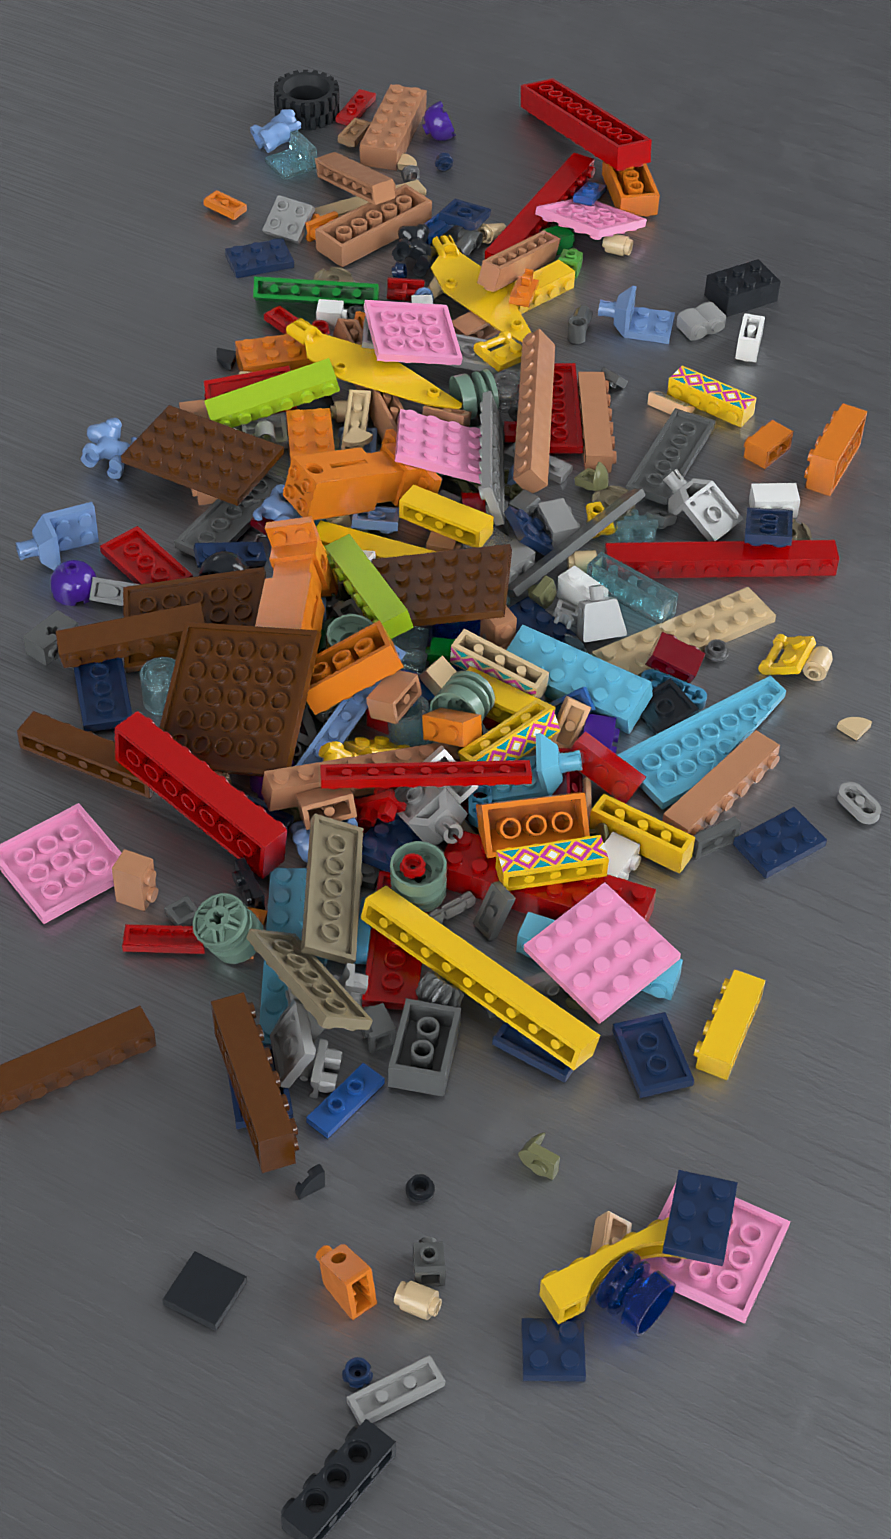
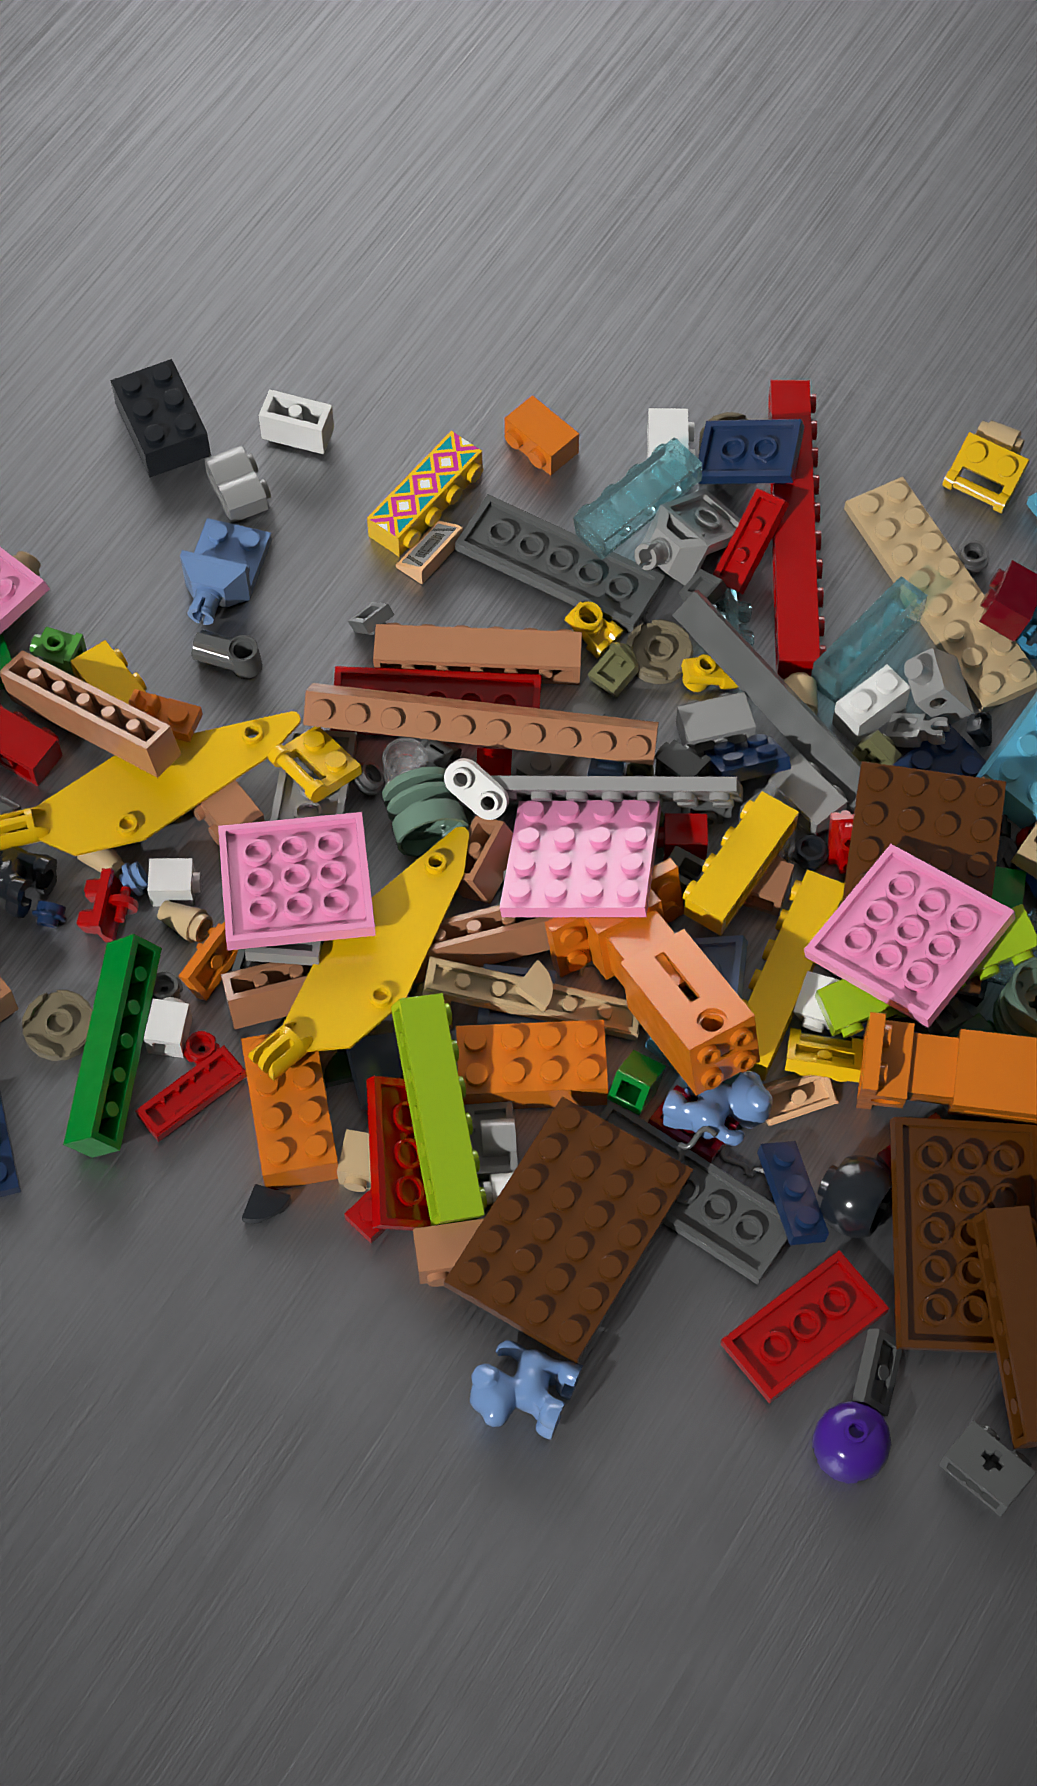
camera: 85 degrees left, 15 degrees up
(60, 532) = (776, 1484): medium blue plate -> none
(382, 560) = (909, 935): none -> bright pink plate
(485, 395) = (478, 786): none -> white plate
(624, 469) = (595, 630): none -> yellow plate
(699, 531) = (750, 540): none -> red plate
(731, 478) = (637, 497): none -> clear light blue brick
(835, 449) = (575, 349): orange brick -> none

